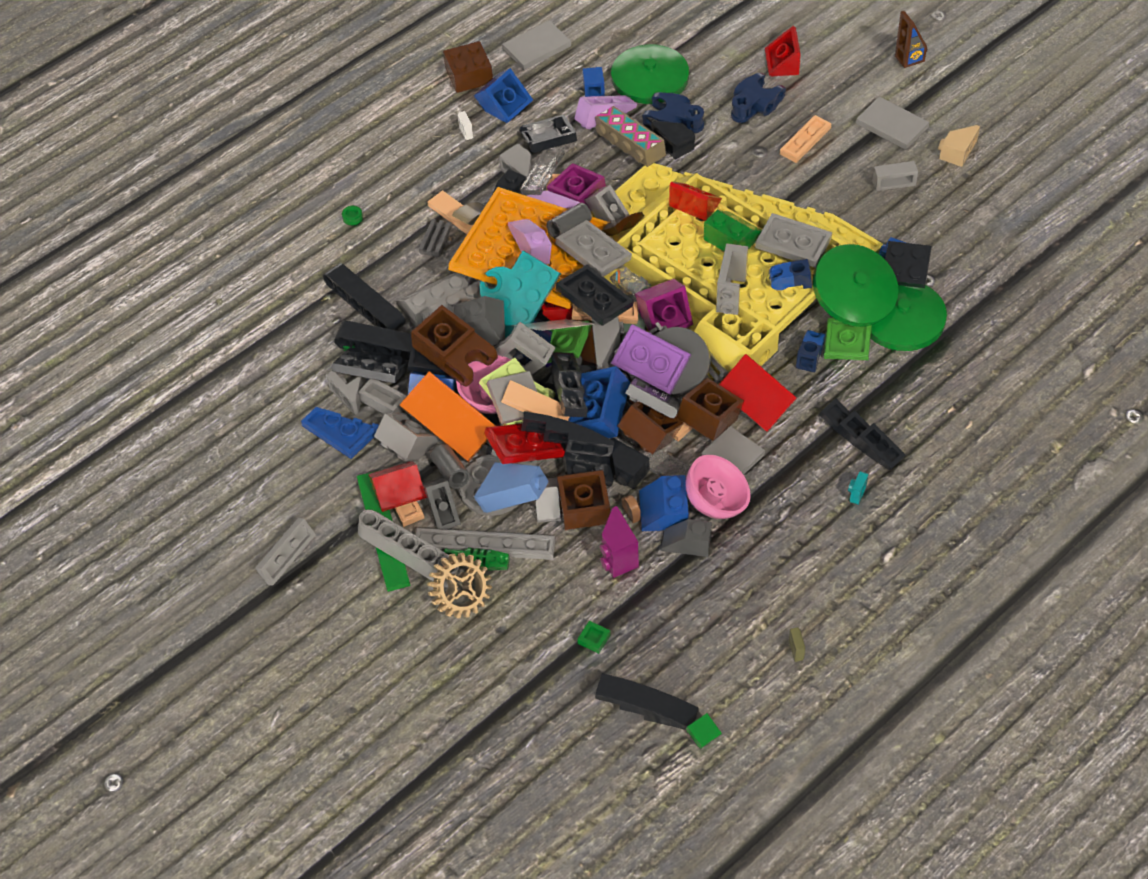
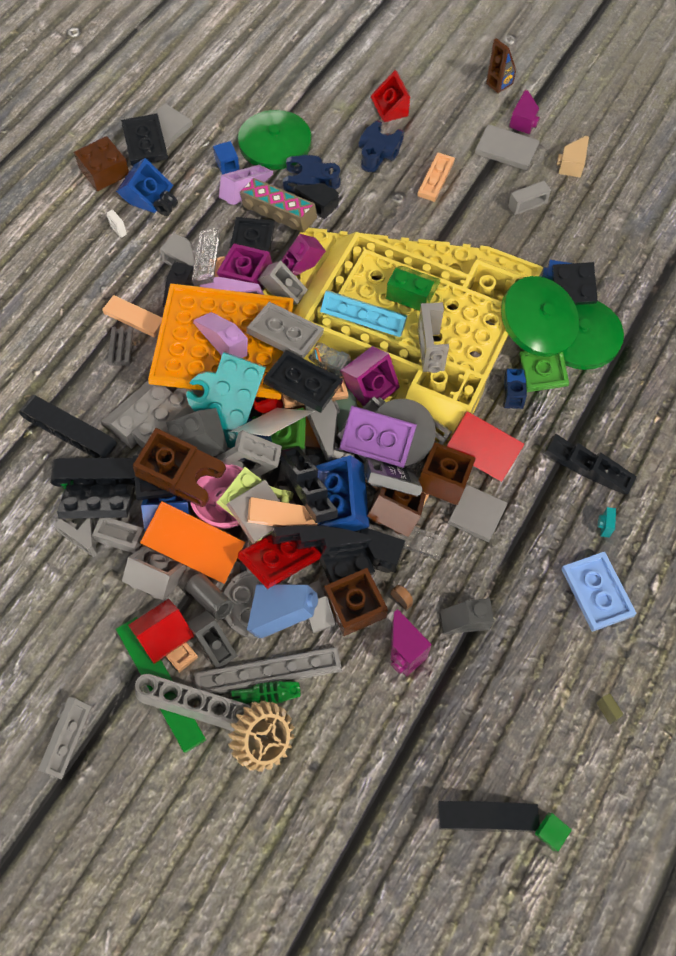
camera: 20 degrees left, 10 degrees up
(340, 432) = (85, 582): blue wing -> none
(352, 215) = (30, 339): green tile -> none
(469, 212) = (150, 314): dark tan slope -> none
(516, 50) = (144, 138): none -> black plate
(519, 115) = (165, 203): none -> black wheel
(546, 134) = (195, 218): container -> none
(568, 219) = (252, 306): dark grey pin -> none
(594, 637) = (410, 751): green tile -> none
(598, 158) = (253, 233): none -> black plate
(622, 224) = (300, 299): dark brown slope -> none
(637, 185) = (303, 254): none -> magenta slope
(663, 503) = (433, 585): blue slope -> none
(674, 247) = (363, 313): none -> medium azure plate
(692, 200) = (365, 261): red slope -> none
(717, 487) = (482, 559): bright pink piece -> none
(790, 275) = (483, 319): leg -> none
(793, 239) = (472, 283): light grey plate -> none
(826, 545) = (598, 591): none -> light blue plate
(921, 93) = (525, 114): none -> magenta slope

